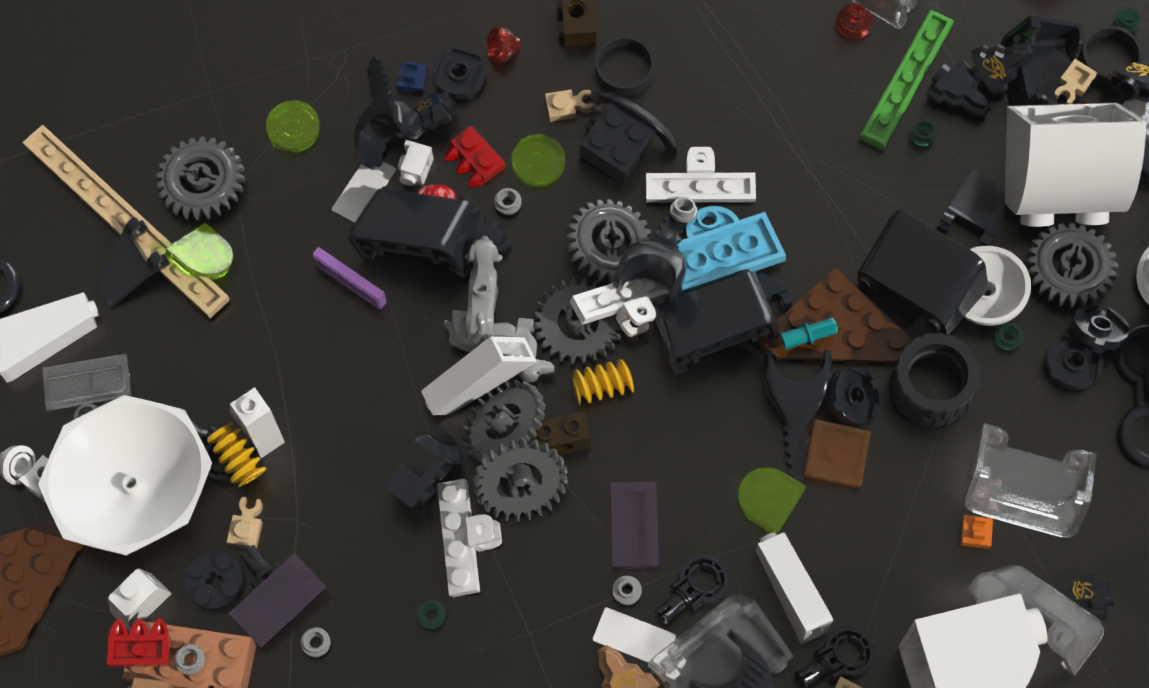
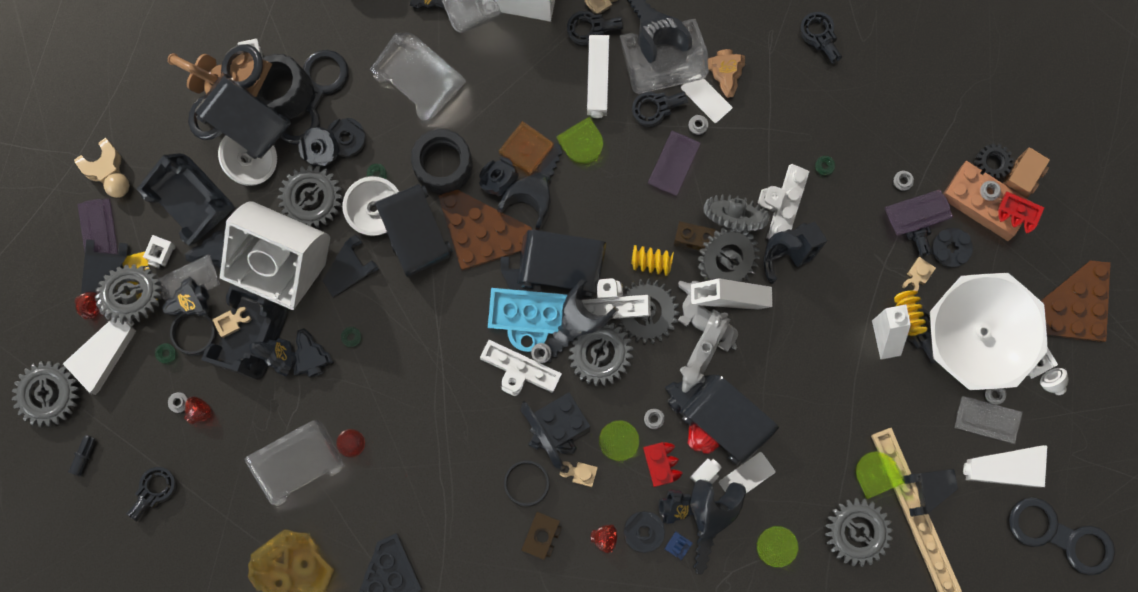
camera: 155 degrees left, 10 degrees up
(137, 597) = (1006, 253): white torso -> none
(349, 278) = (785, 410): medium lavender tile -> none
(809, 333) = (504, 226): teal axle -> none
(906, 80) = (338, 382): bright green tile -> none
(976, 531) = (466, 64): orange tile -> none

